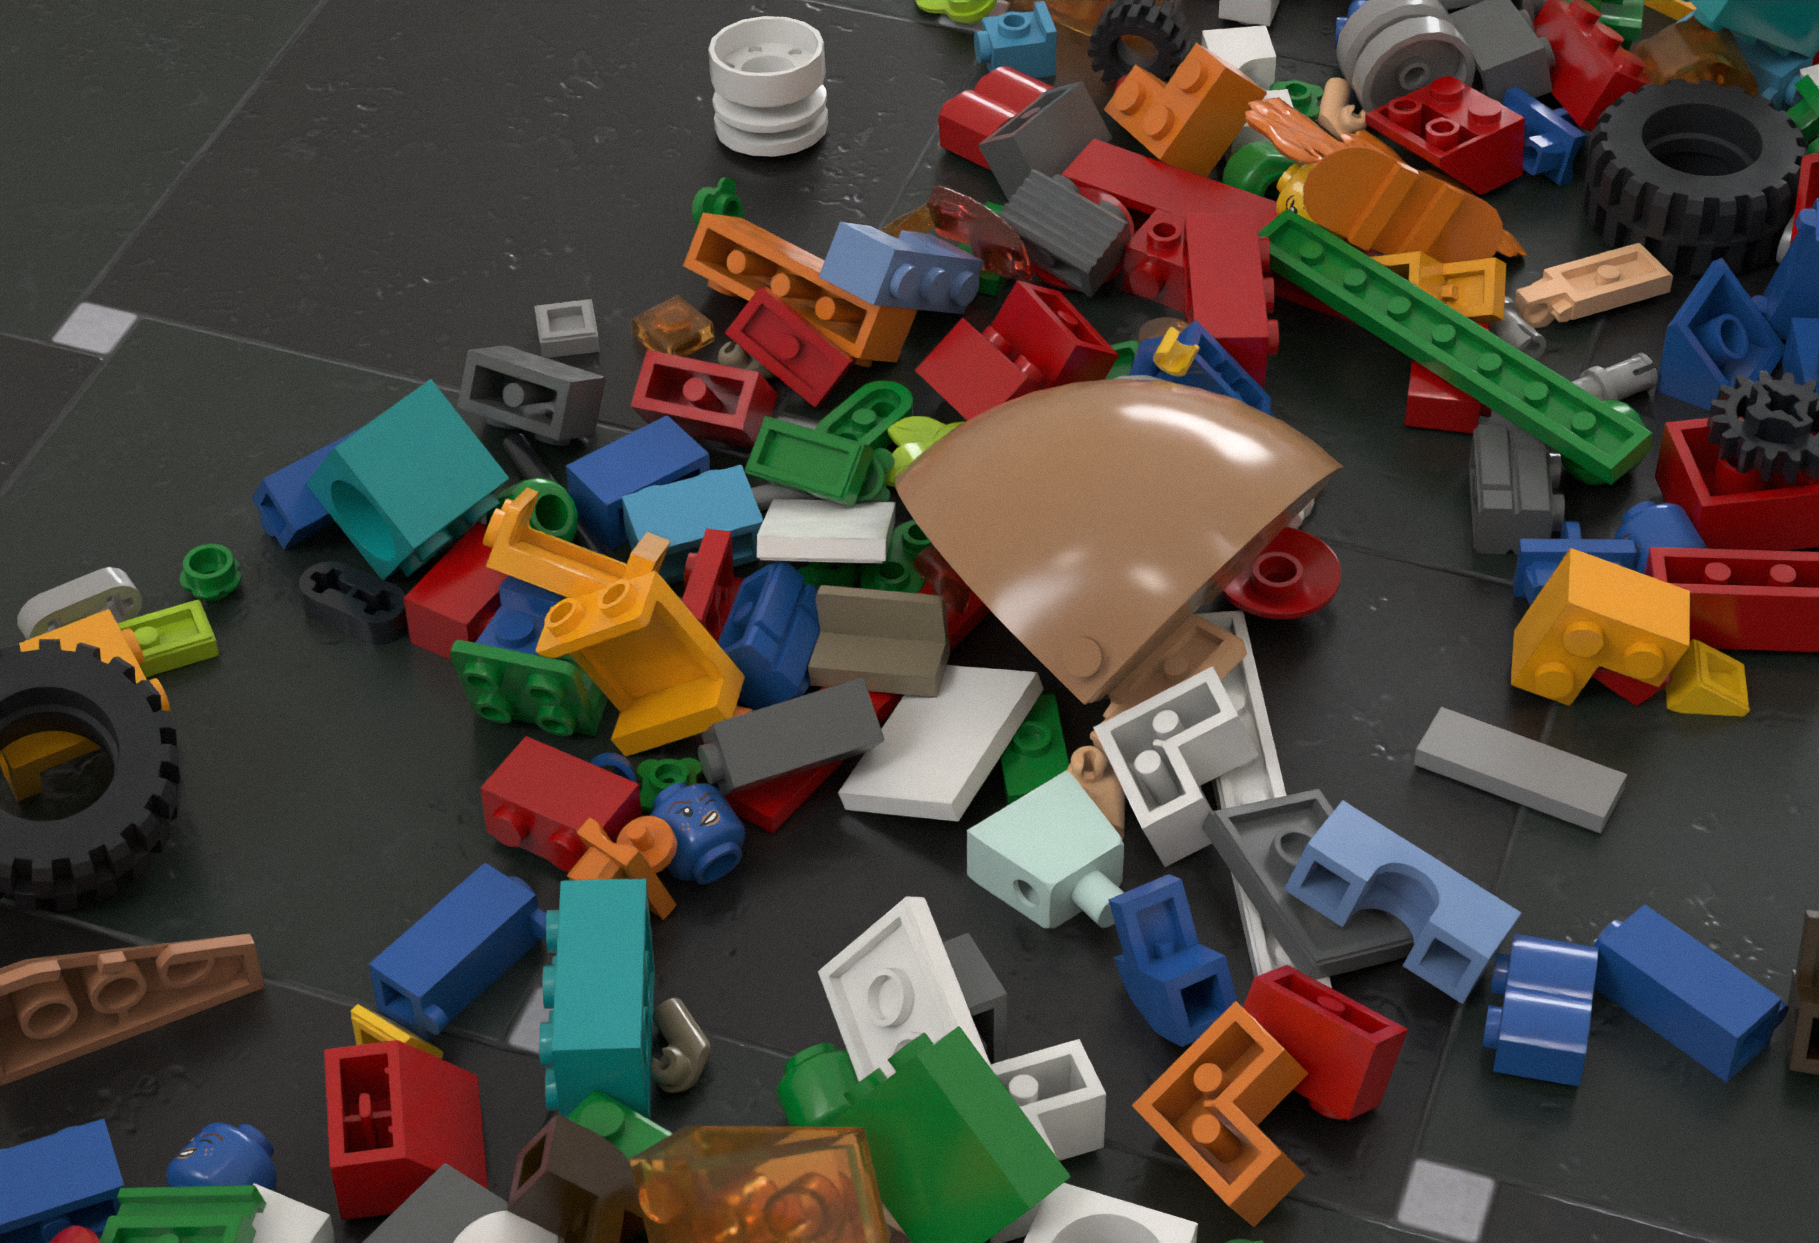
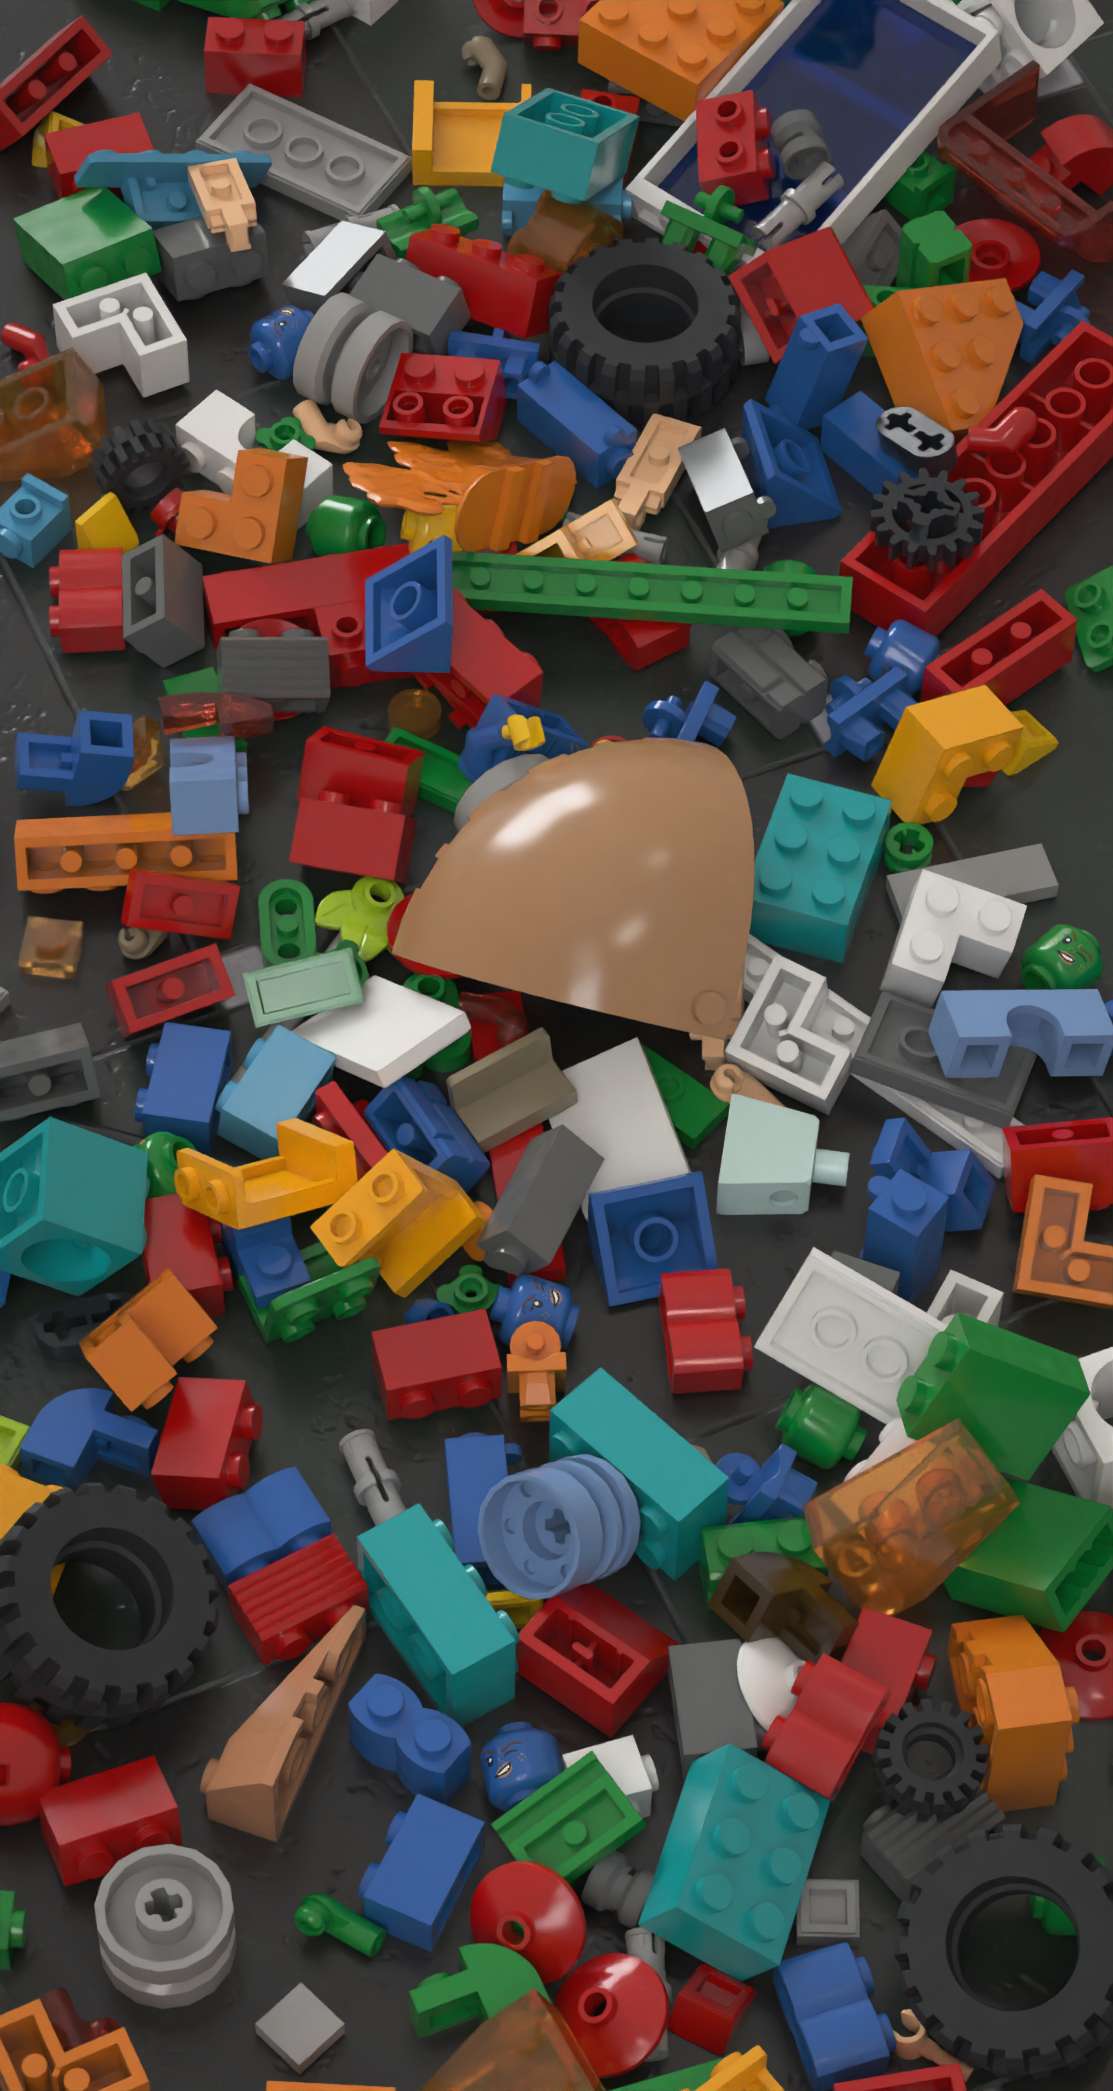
camera: 45 degrees left, 10 degrees up
(167, 1076) = (405, 1738): none -> blue brick
(232, 665) = (79, 1431): none -> blue brick
(232, 896) = (297, 1599): none -> red brick
(274, 835) = (260, 1526): none -> blue brick
(296, 992) = (438, 1615): none -> teal brick
(310, 736) = (206, 1442): none -> red brick
(344, 622) = (146, 1338): none -> orange brick
(406, 873) = (375, 1483): none -> light grey pin
(459, 983) = (558, 1526): none -> medium blue wheel
(692, 1089) = (767, 1491): none -> blue hips
(800, 942) = (703, 1331): none -> red brick
(857, 197) = (84, 766): none -> blue brick
(868, 839) = (649, 1232): none -> blue slope
(1069, 66) = (106, 526): none -> yellow slope
(1072, 977) = (905, 1230): none -> blue brick
(1197, 223) = (411, 612): none -> blue slope
(1374, 655) = (817, 867): none -> teal brick
(1382, 478) = (700, 718): none -> blue hips
(1432, 768) = (948, 925): none -> white brick
(1492, 687) = (903, 835): none -> green bush
(1529, 877) = (1062, 960): none -> green head
(1558, 207) = (575, 422): none -> blue brick
(1626, 322) = (725, 490): none -> brick

